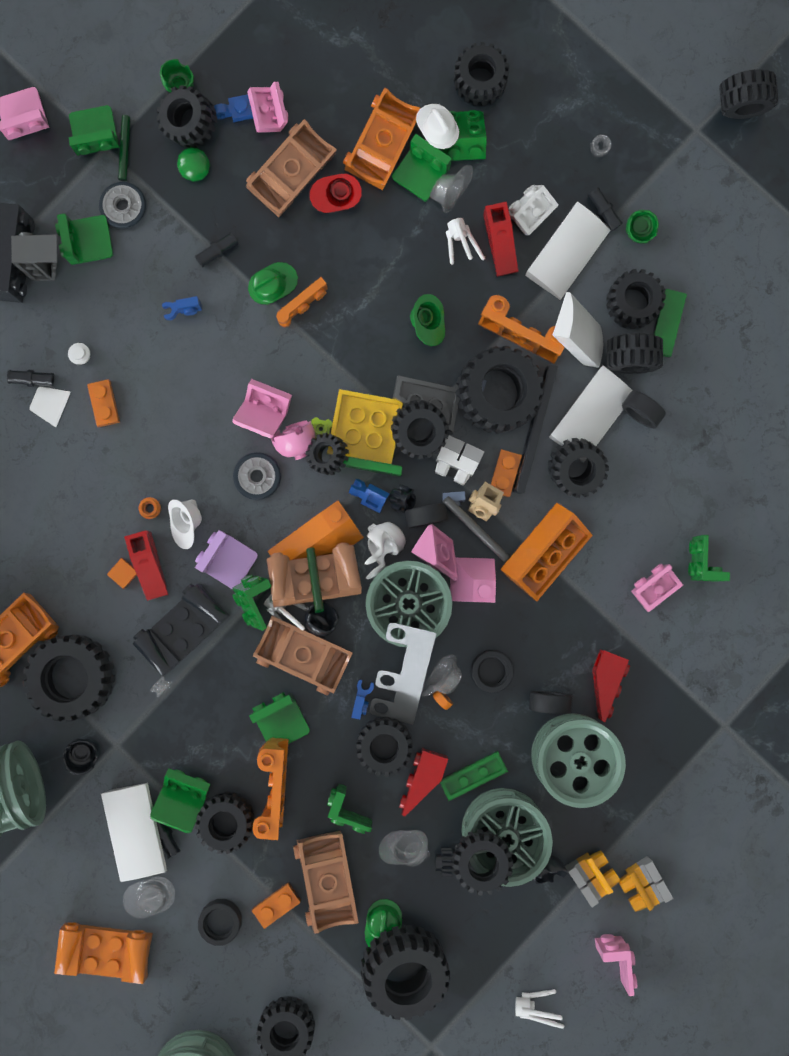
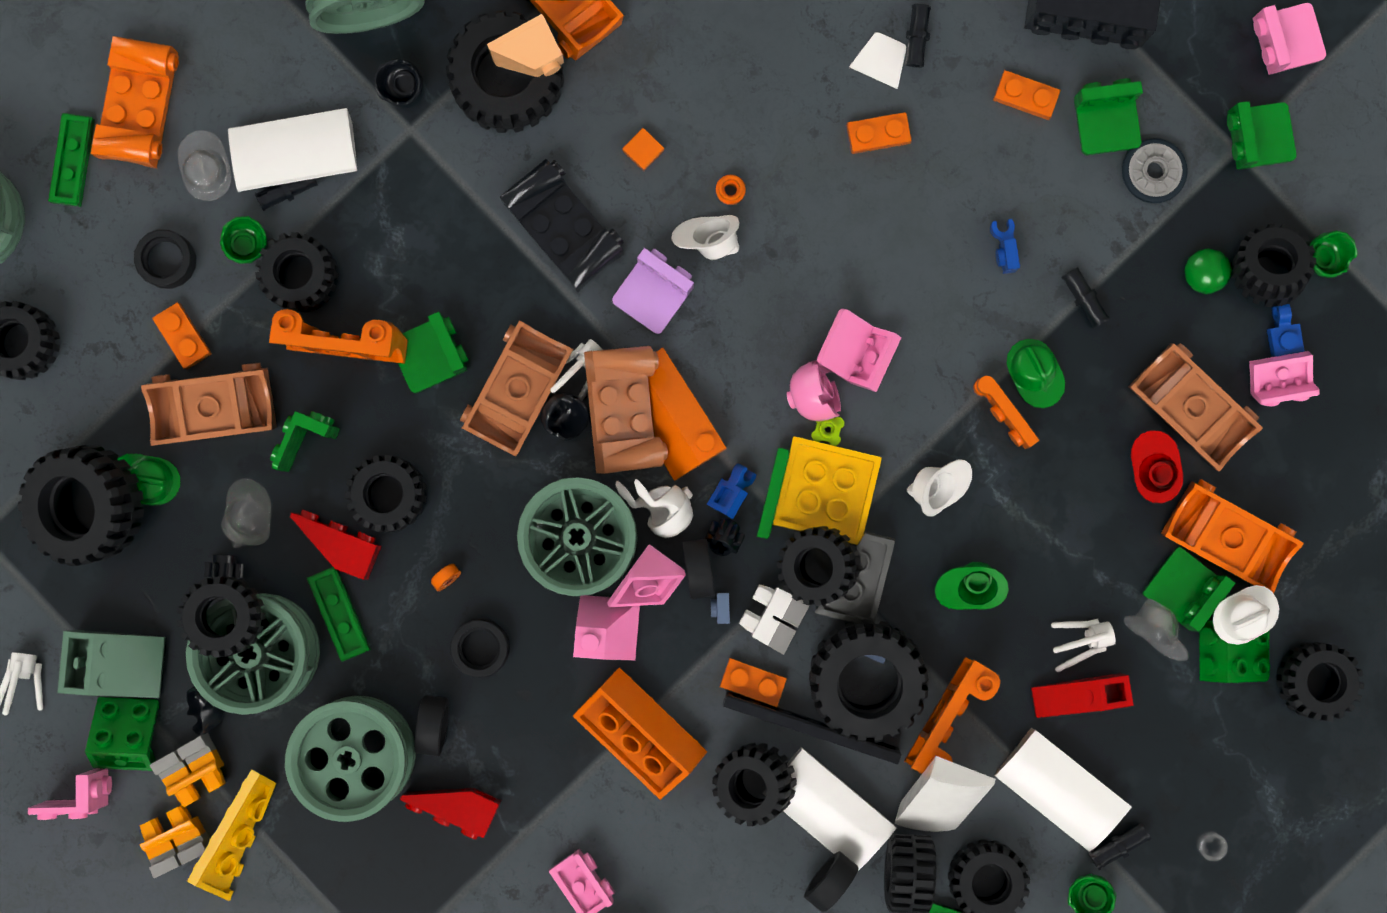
camera: 85 degrees right, 0 degrees up
(35, 255) = (1084, 50): dark grey wedge -> none
(50, 660) = (528, 49): none -> light nougat slope
(71, 298) = (1026, 95): none -> orange plate
(79, 353) = (948, 102): white plate -> none
(124, 148) = (1235, 176): dark green bar -> none
(146, 564) = (653, 182): red slope -> none
(149, 997) = (71, 160): none -> green tile
(160, 686) = (486, 194): clear bush -> none
(180, 800) = (330, 213): green bracket -> none
(202, 864) = (243, 240): none -> green hair
(243, 595) = (606, 313): green bracket -> none
(270, 479) = (760, 356): wheel -> none
(315, 582) = (617, 410): dark green bar -> none
(337, 458) = (784, 450): black tyre -> none
(357, 346) = (940, 487): none -> white piece
(361, 705) = (443, 464): blue plate -> none
(413, 673) = (474, 535): piece -> none
(444, 677) = (475, 581): clear piece -> none
(475, 528) = (677, 636): dark grey bar -> none
(485, 501) = (714, 652): tan brick -> none
(520, 941) = (111, 664): none -> sand green slope
(532, 208) = (1125, 742): white bracket -> none
(569, 929) = (122, 734): none -> green bracket
(636, 841) = (226, 846): none -> yellow wing

